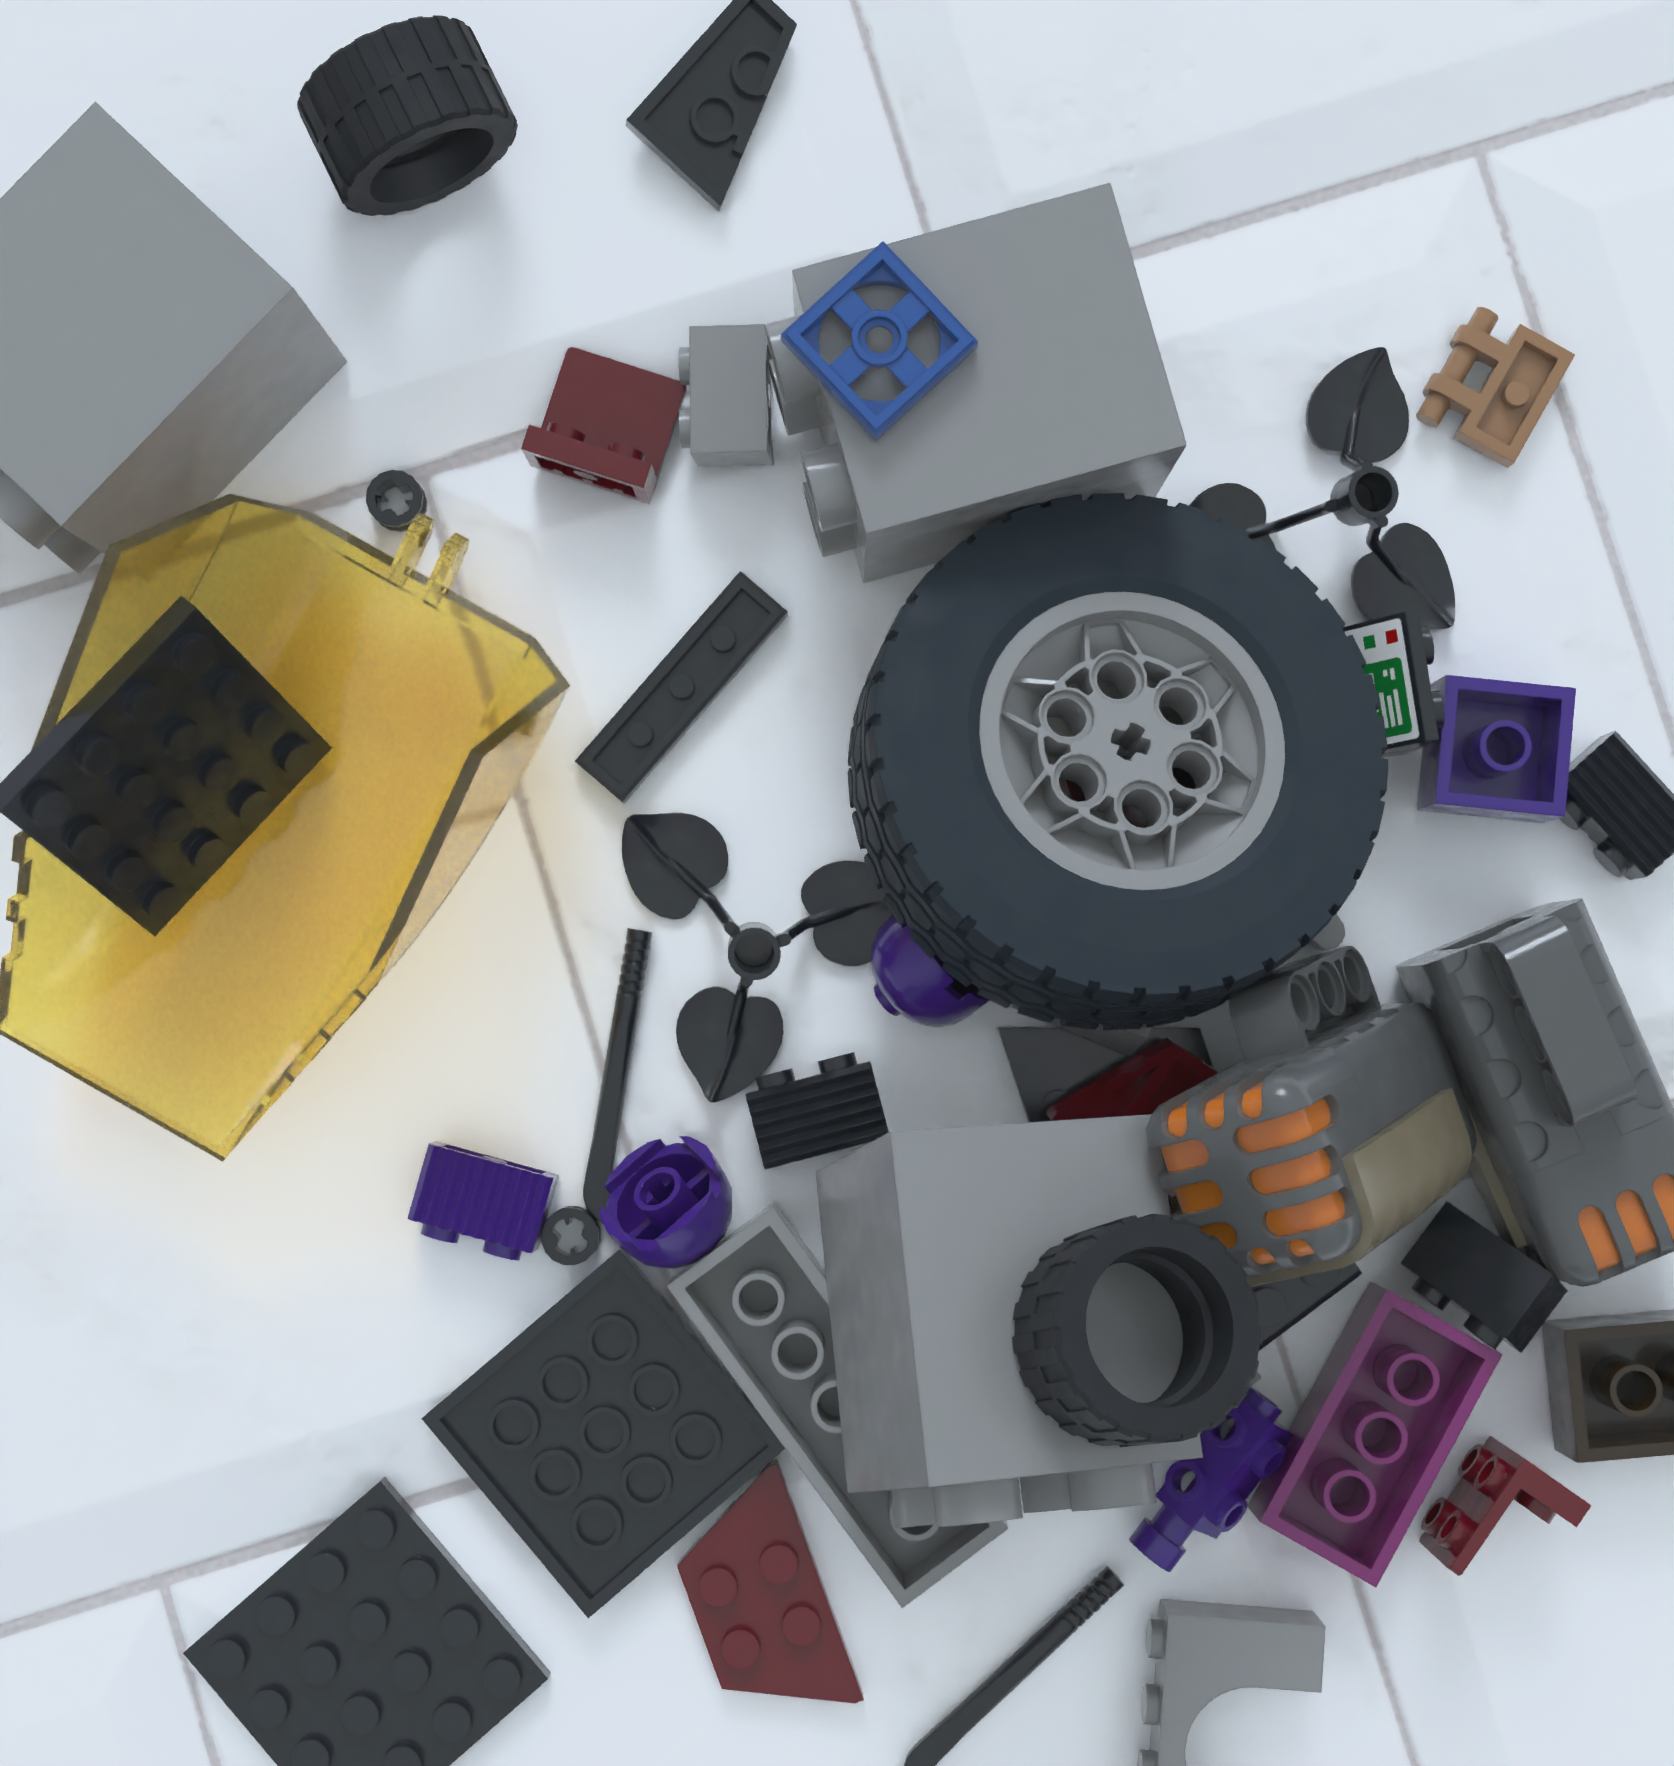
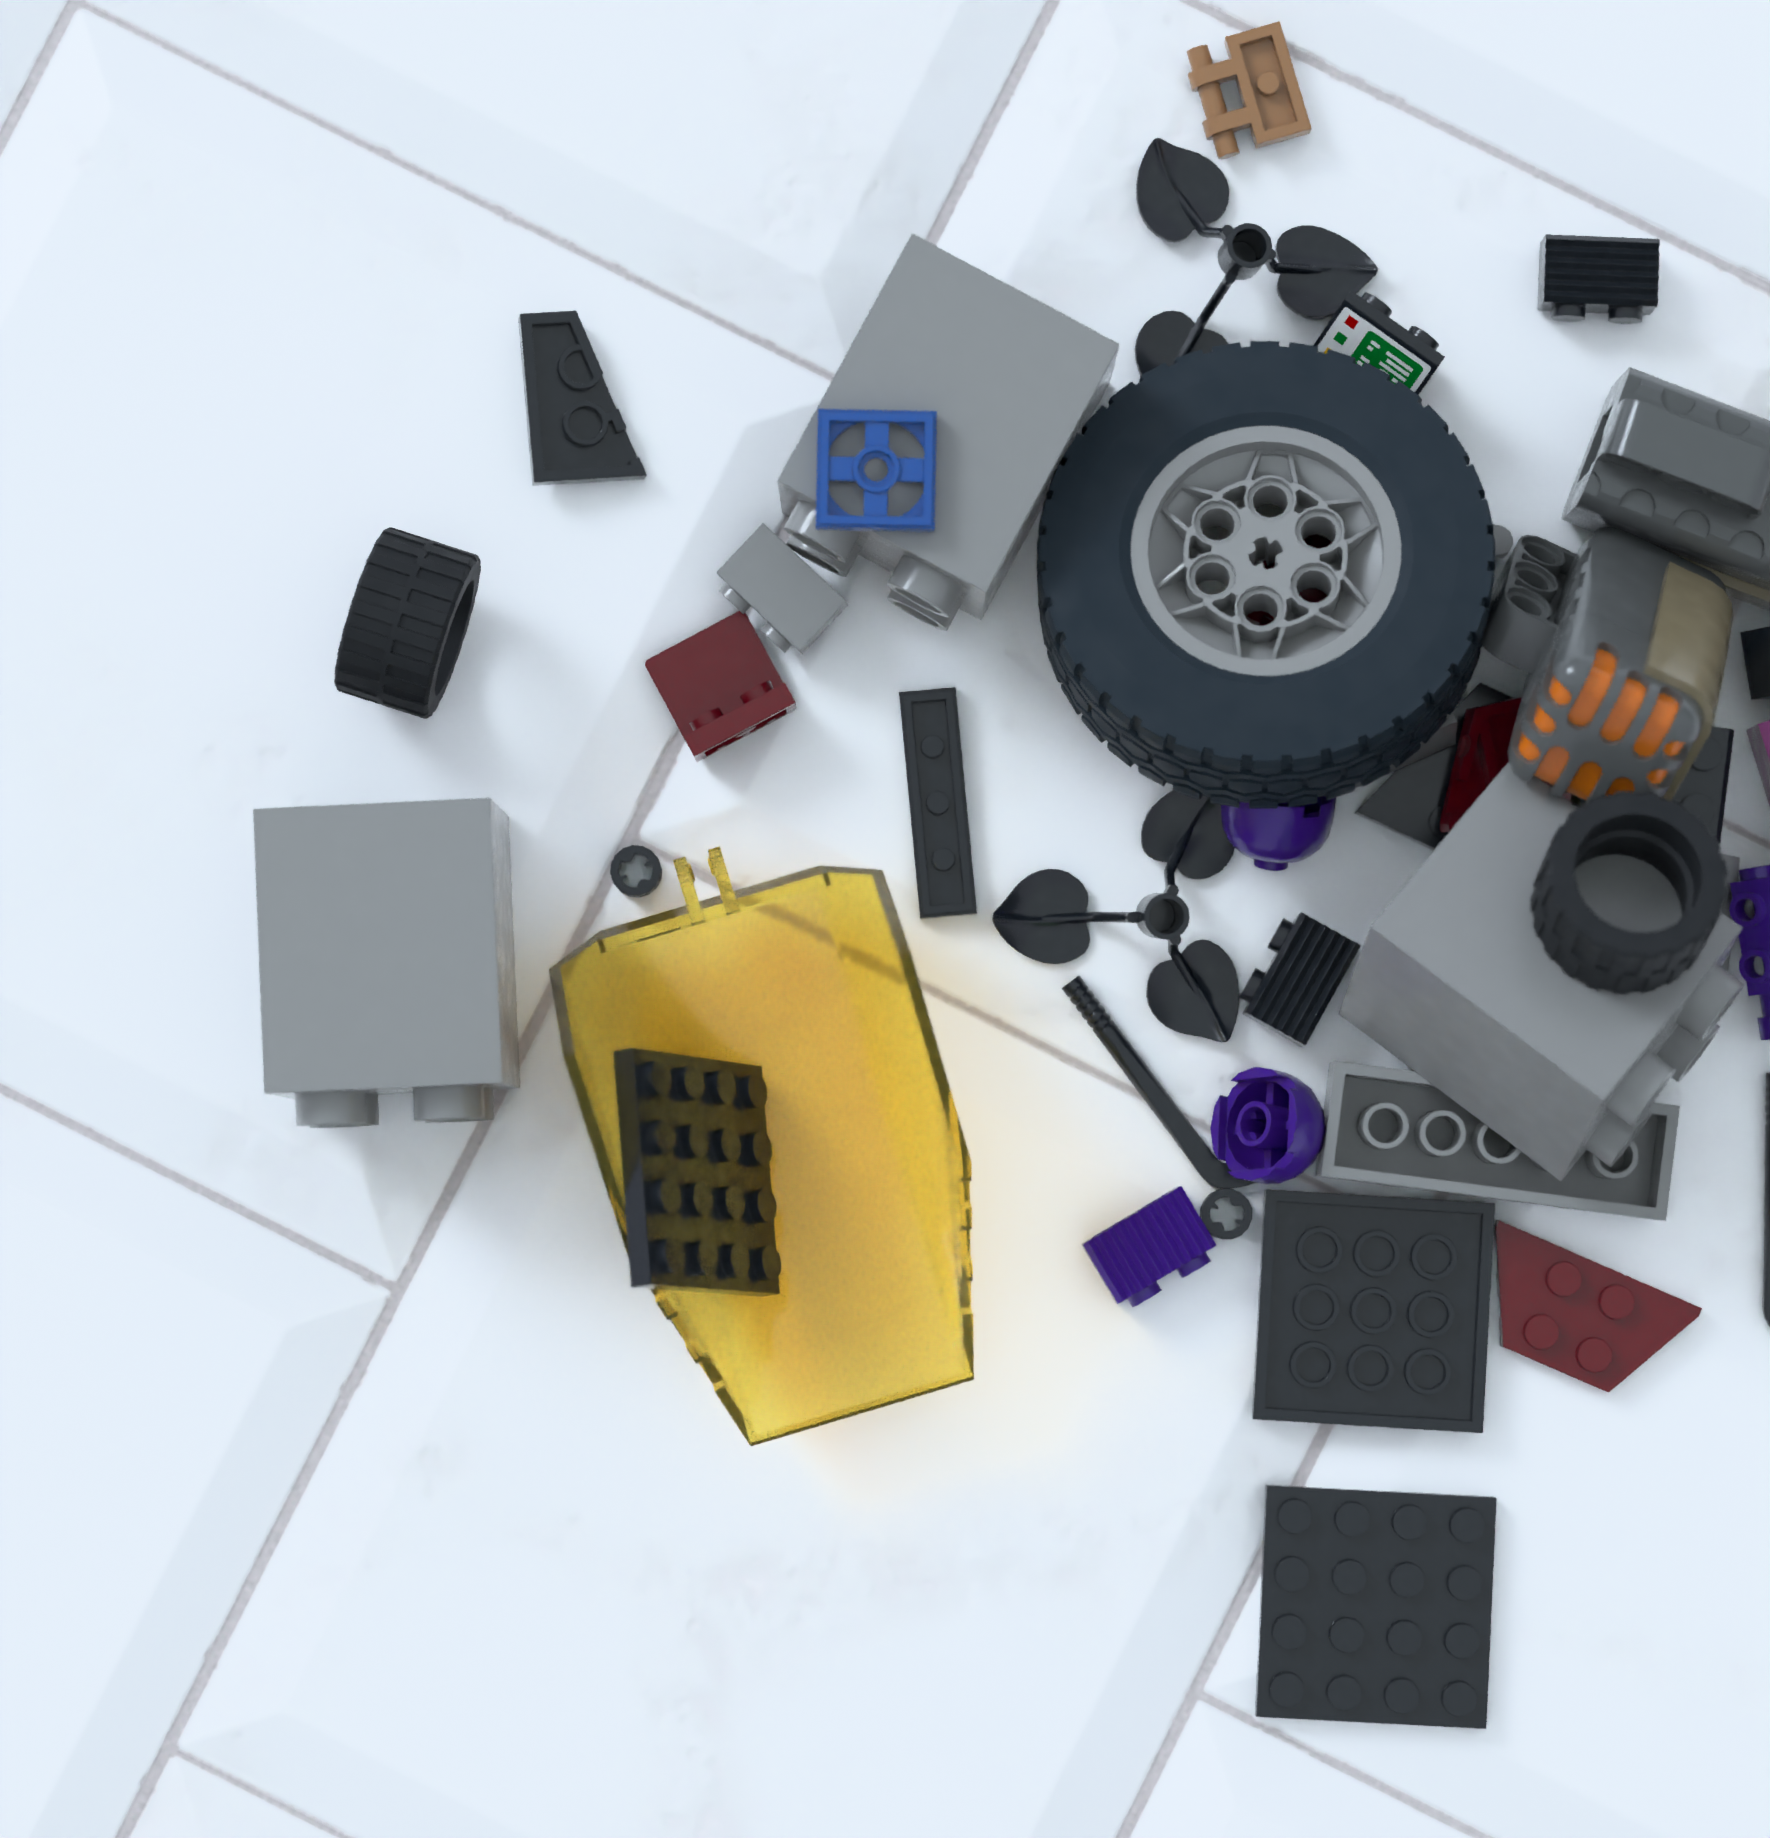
camera: 45 degrees left, 0 degrees up
(1499, 750) = (1486, 320): brick -> none

